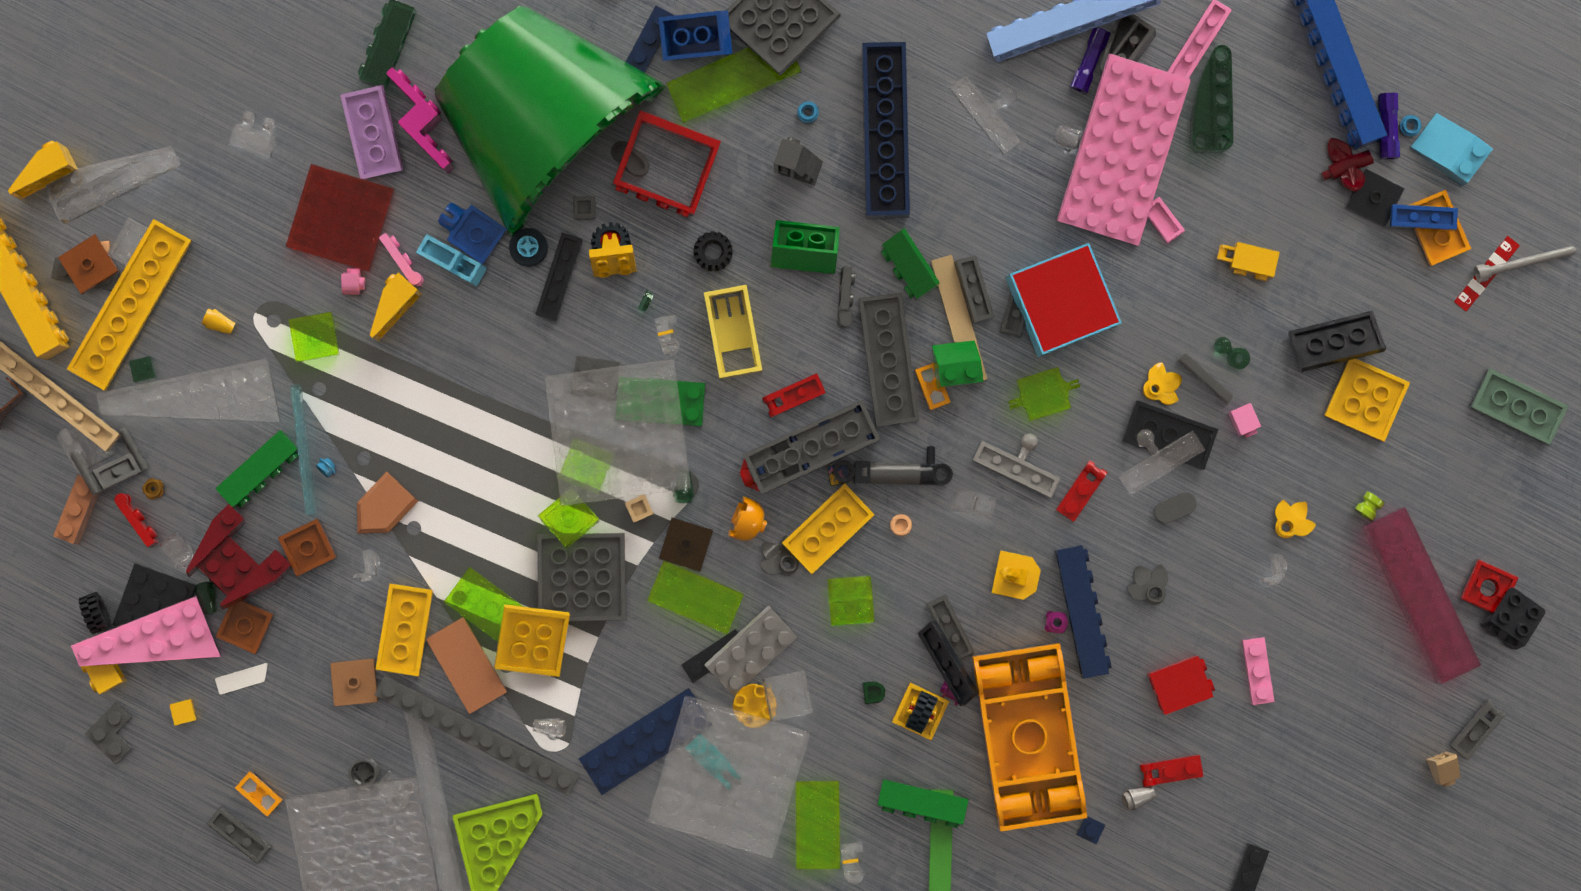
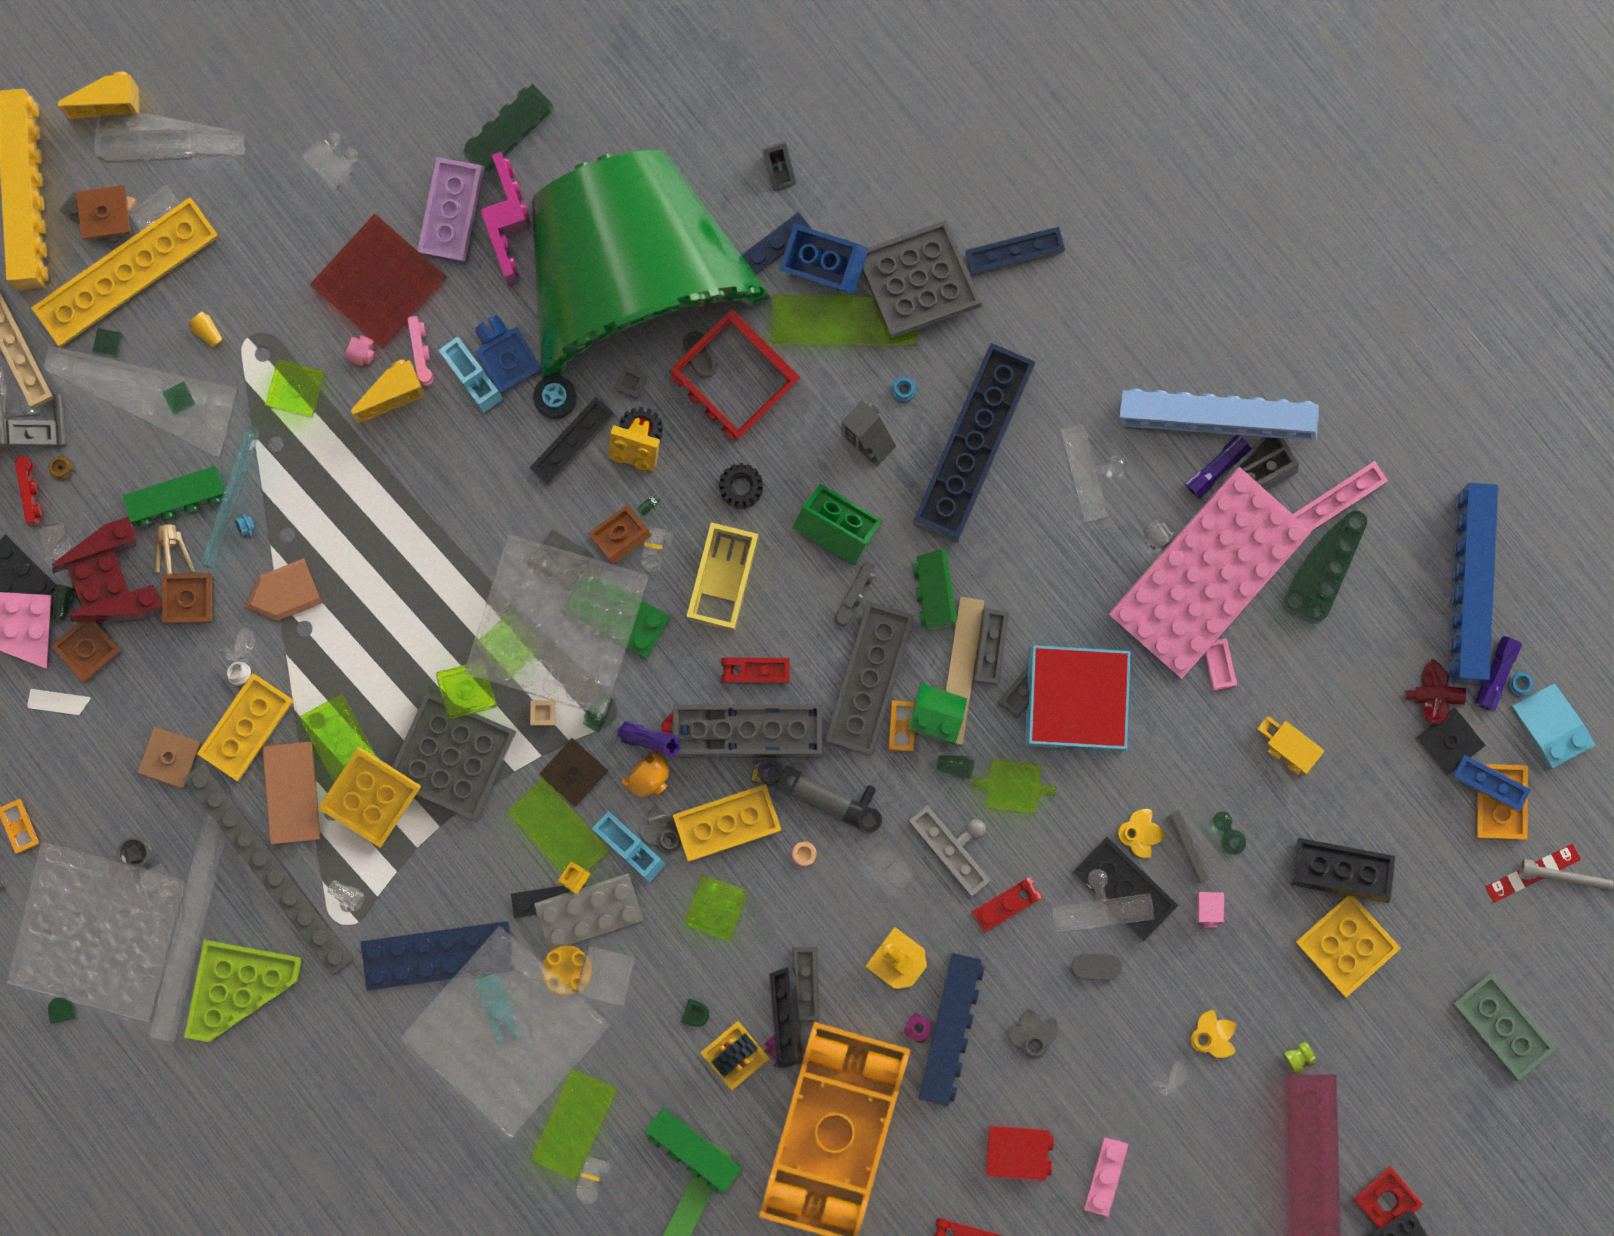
camera: 30 degrees right, 5 degrees down
(223, 388) = (178, 398): none -> clear green plate
(267, 506) = (167, 538): none -> tan plant
(378, 589) = (238, 673): none -> white plate
(634, 335) = (619, 534): none -> dark orange plate
(726, 629) = (573, 877): none -> yellow tile
(746, 490) = (660, 742): none -> dark purple axle
(758, 583) = (629, 846): none -> medium azure slope
(990, 399) = (956, 766): none -> clear green cone

